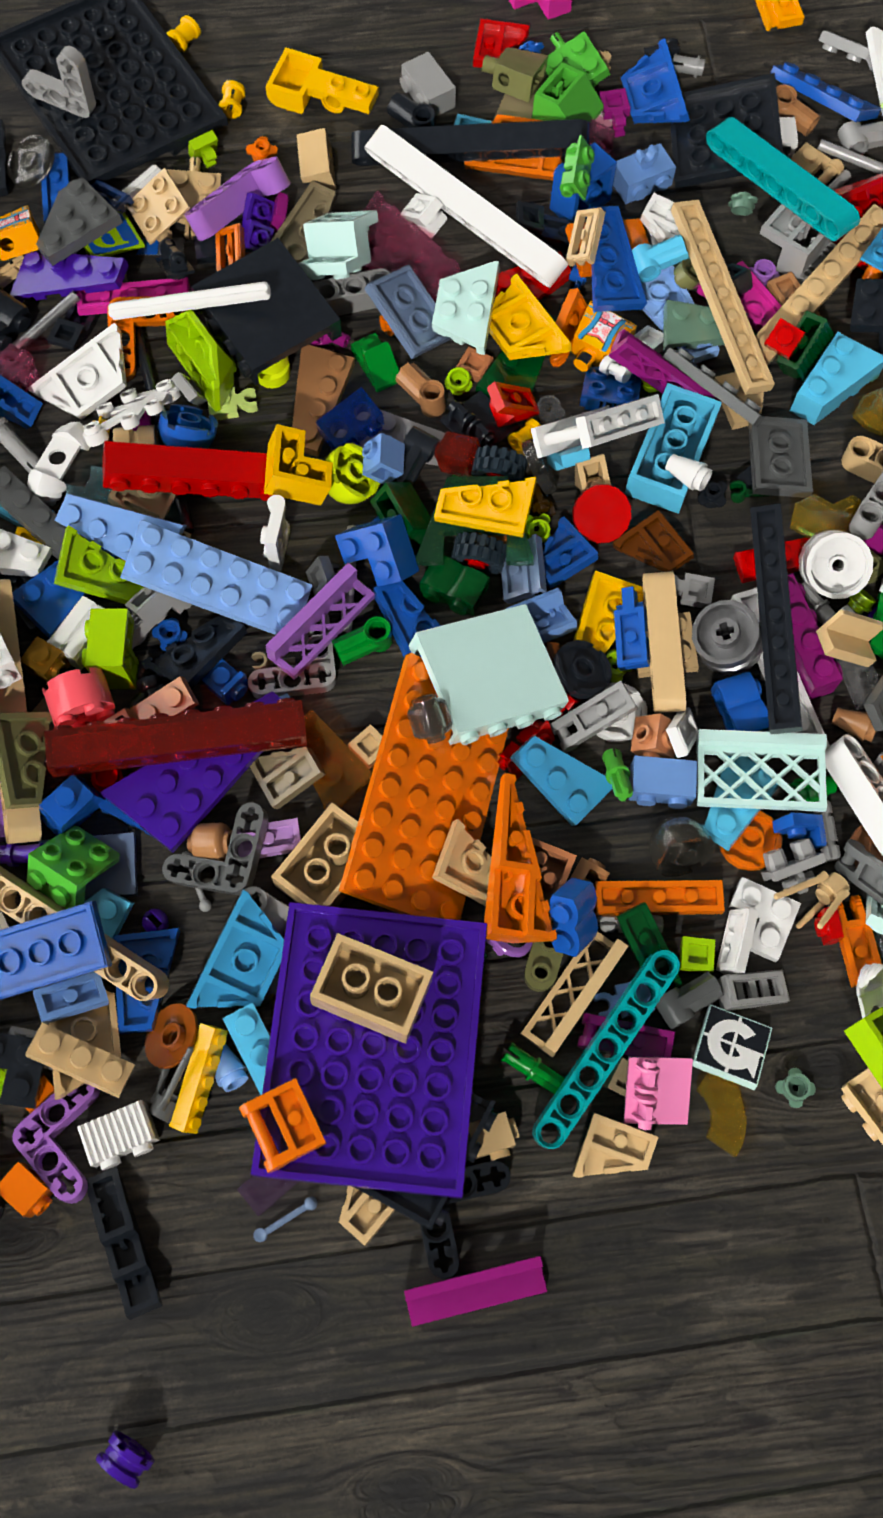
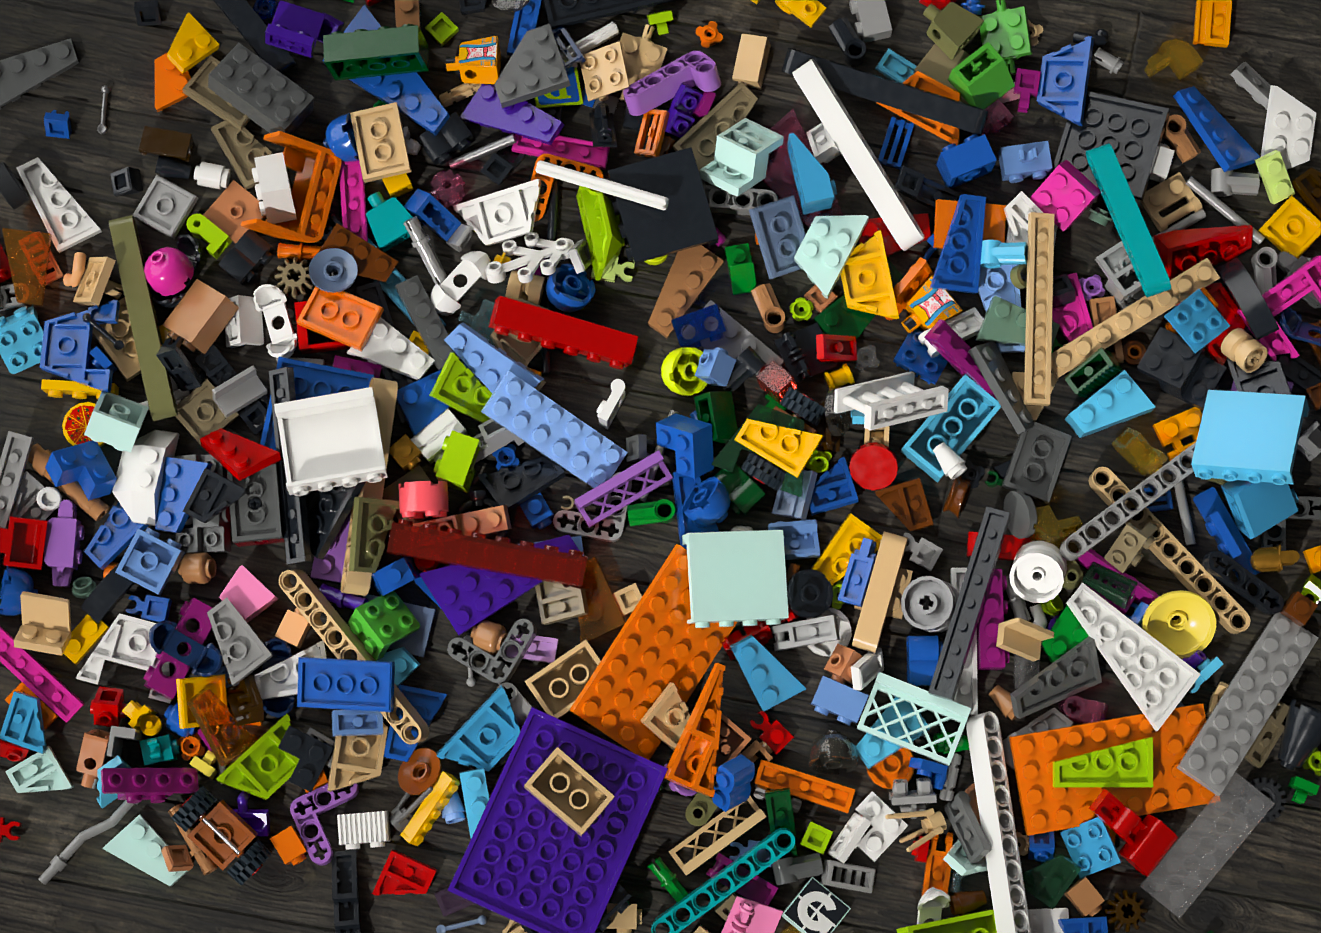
camera: 20 degrees right, 10 degrees up
(46, 418) = (460, 237): none -> light grey slope
(80, 1060) = (352, 770): tan plate -> none
(148, 925) = (436, 679): dark purple hinge -> none
(190, 1179) = (404, 876): none -> red wing
(291, 472) = (635, 357): yellow brick -> none
(293, 1119) = (487, 865): orange plate -> none
(419, 236) = (811, 179): none -> dark azure slope
(428, 604) = (708, 504): none -> blue cylinder
(429, 718) = (676, 603): clear smoke head -> none
(499, 180) = (902, 124): none -> blue tile
(578, 160) = (964, 152): bright green hinge -> none
(590, 236) = (948, 221): tan tile -> none
(598, 847) = (774, 735): none -> red plate
(617, 774) = (807, 684): bright green axle -> none
(703, 180) = (1065, 195): none -> dark pink brick
(708, 515) = (957, 496): none -> reddish brown piece
(757, 41) = (1178, 55): none -> clear yellow brick
(784, 338) = (1074, 366): red plate -> none
(795, 508) = (1023, 514): none -> dark grey tile
(840, 317) = (1128, 358): none -> reddish brown plate

